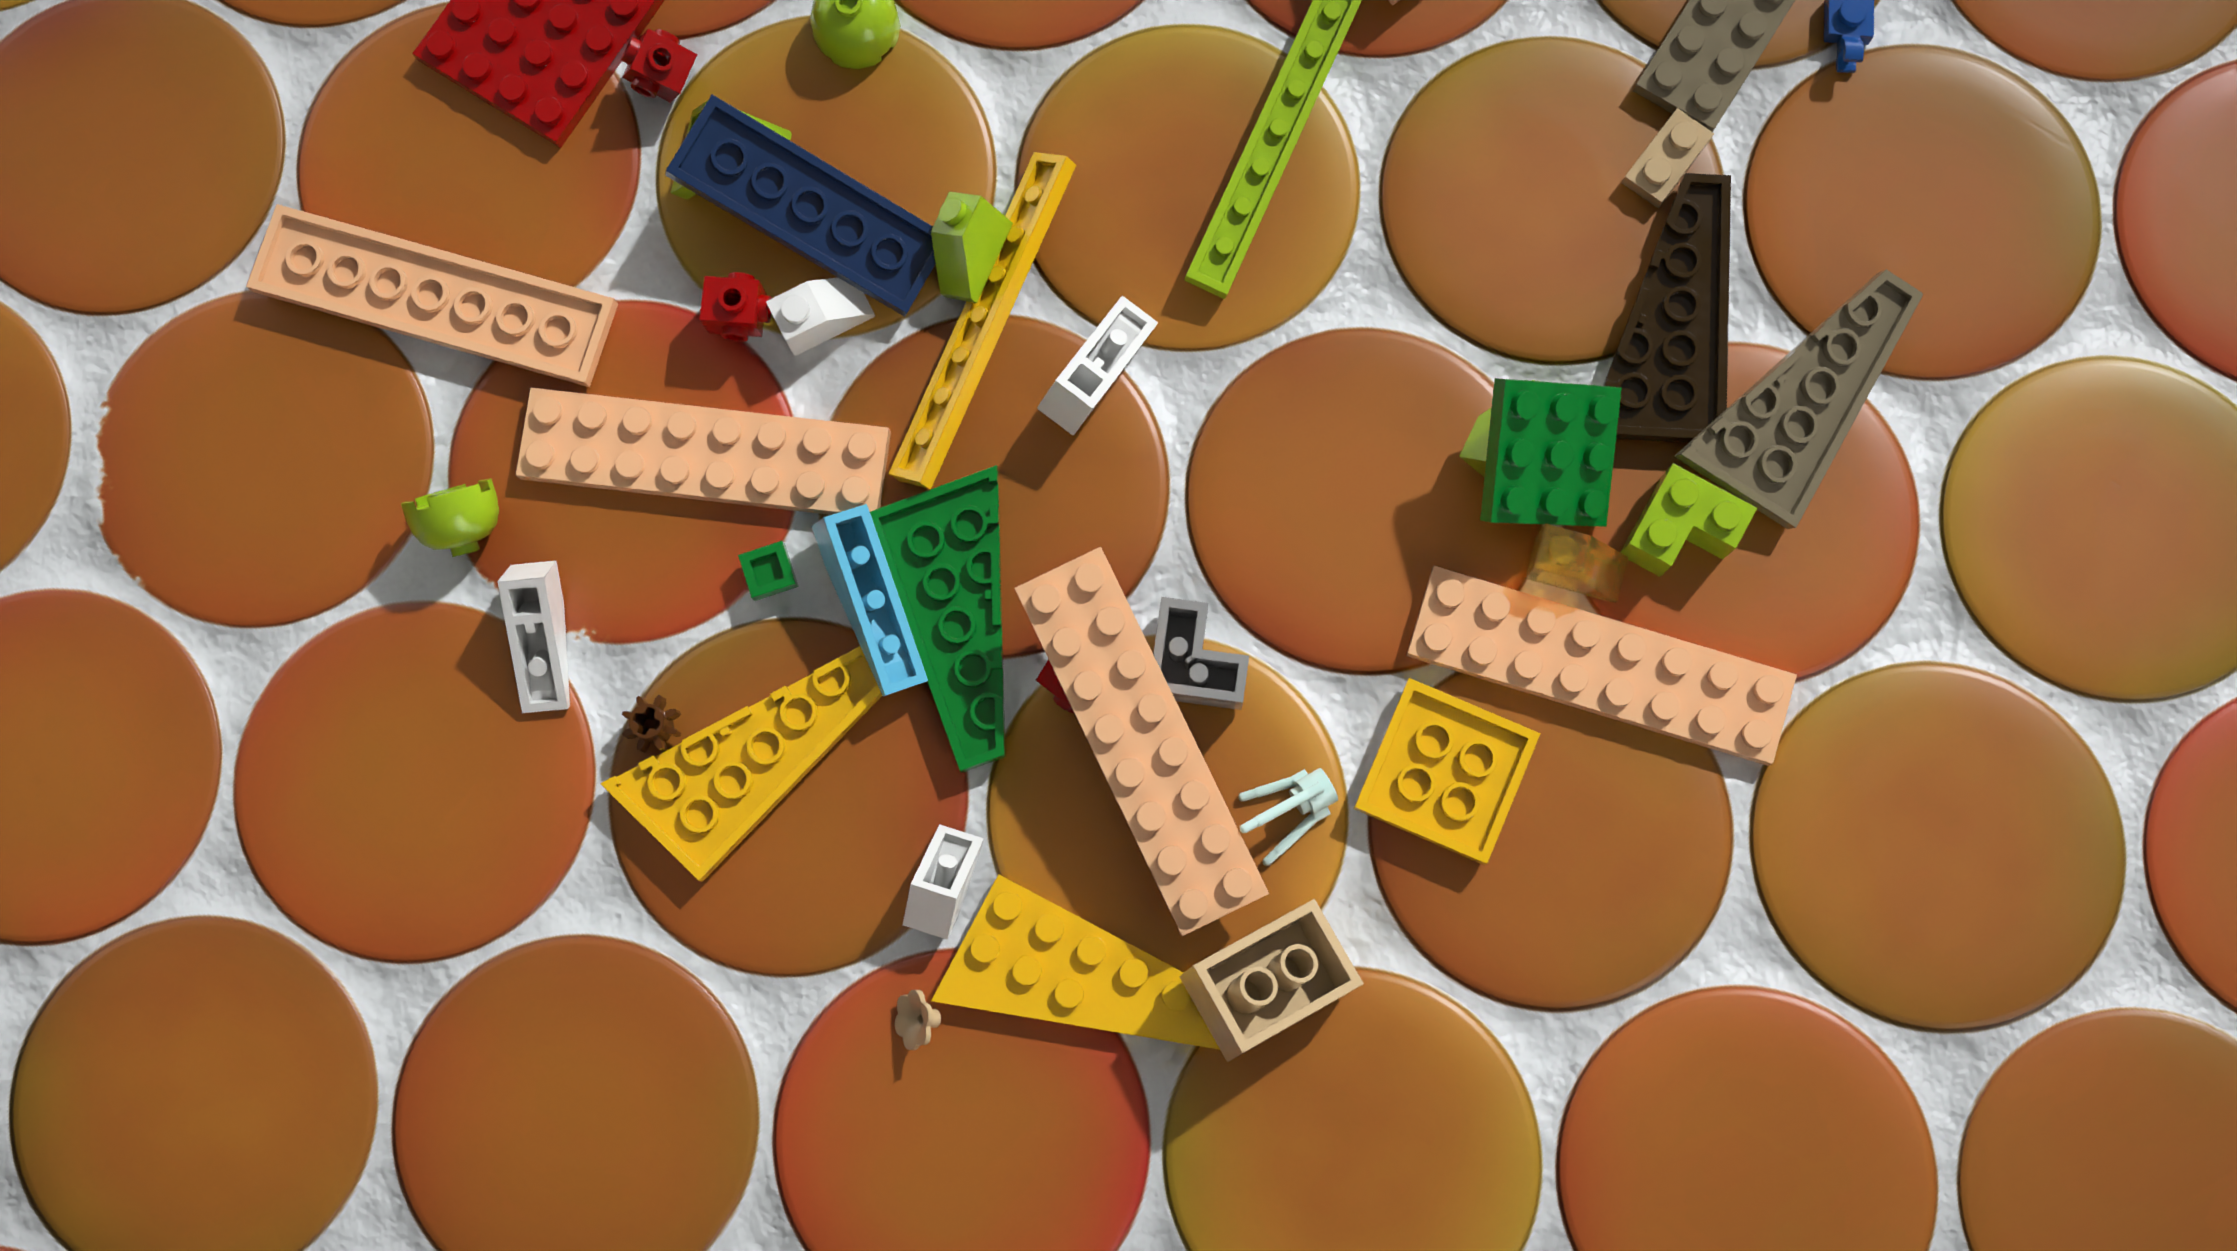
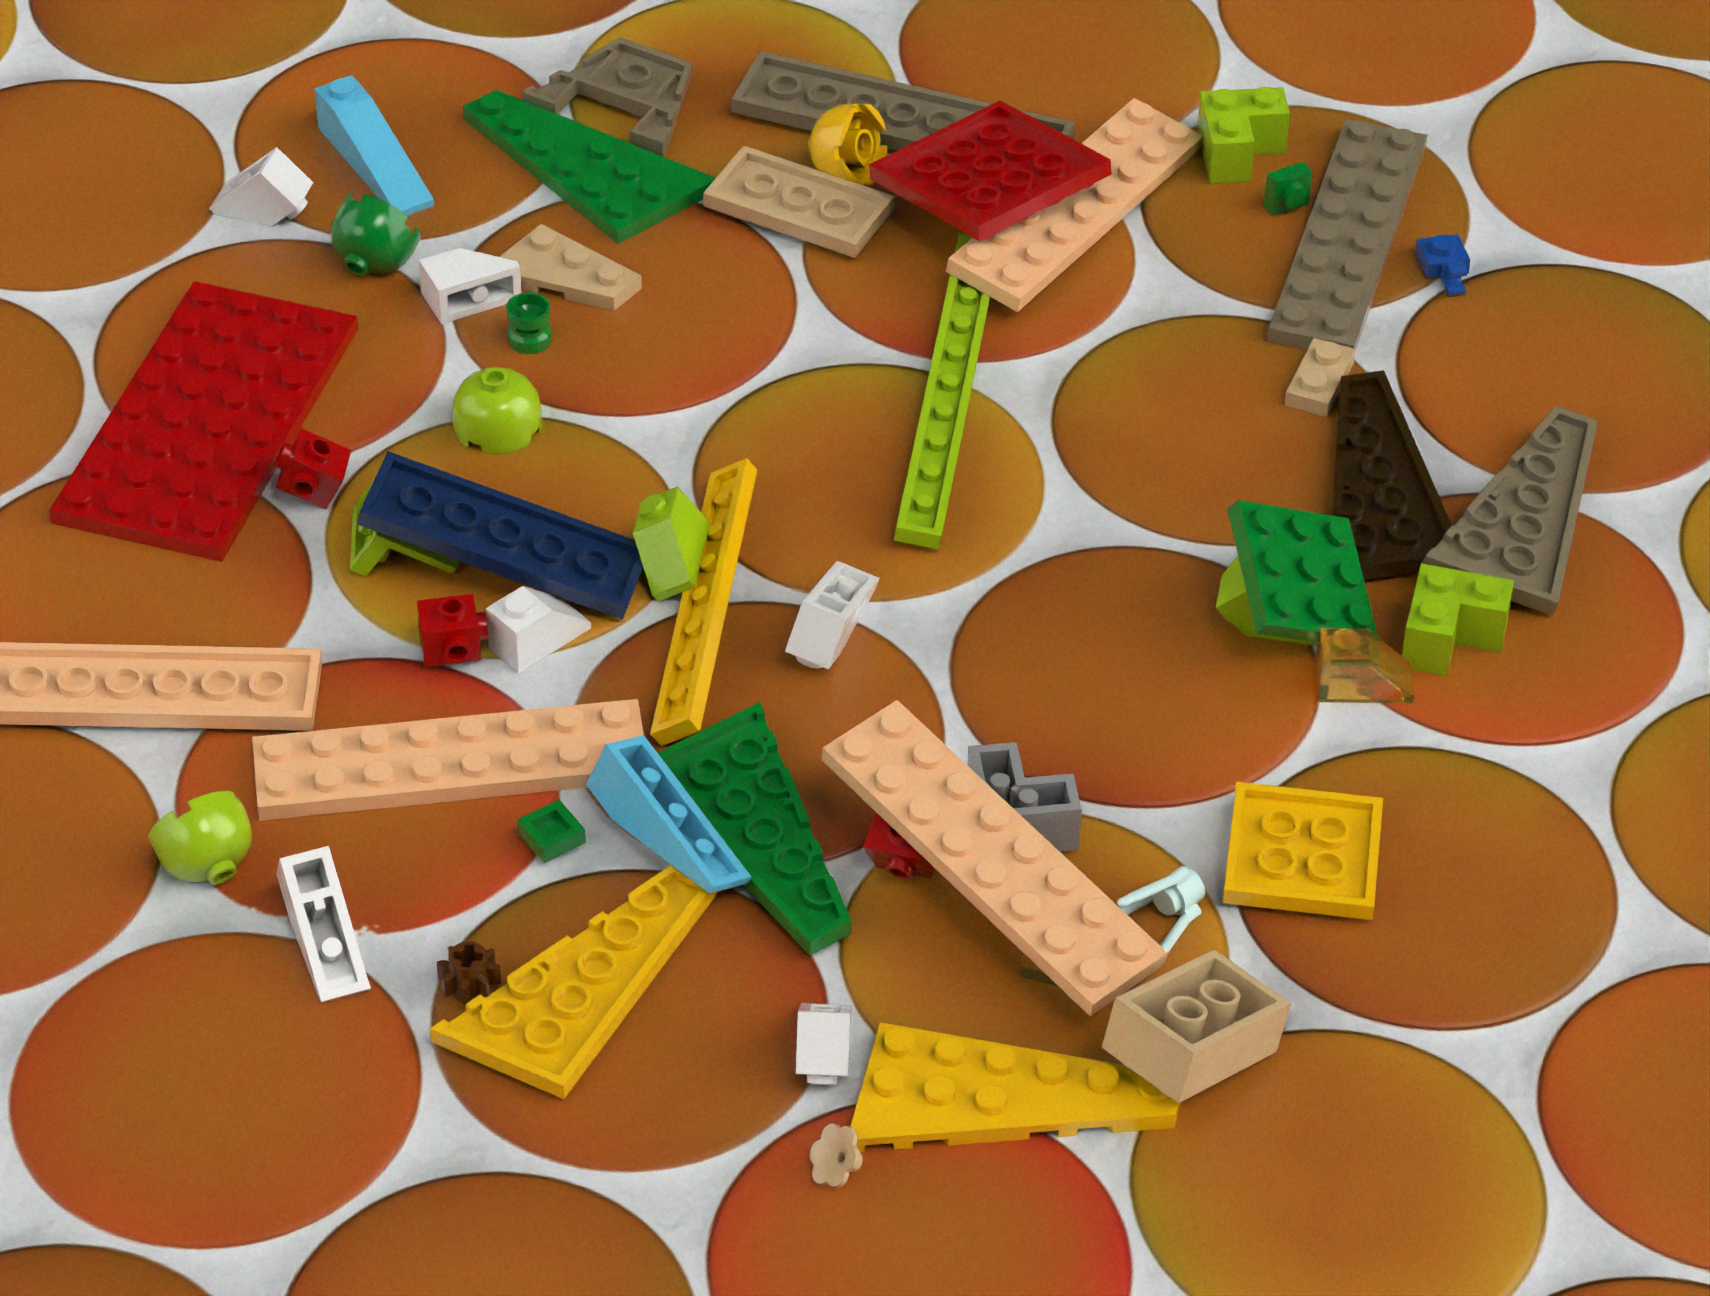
camera: 25 degrees left, 35 degrees down
(1602, 666) = (1419, 747): light nougat plate -> none

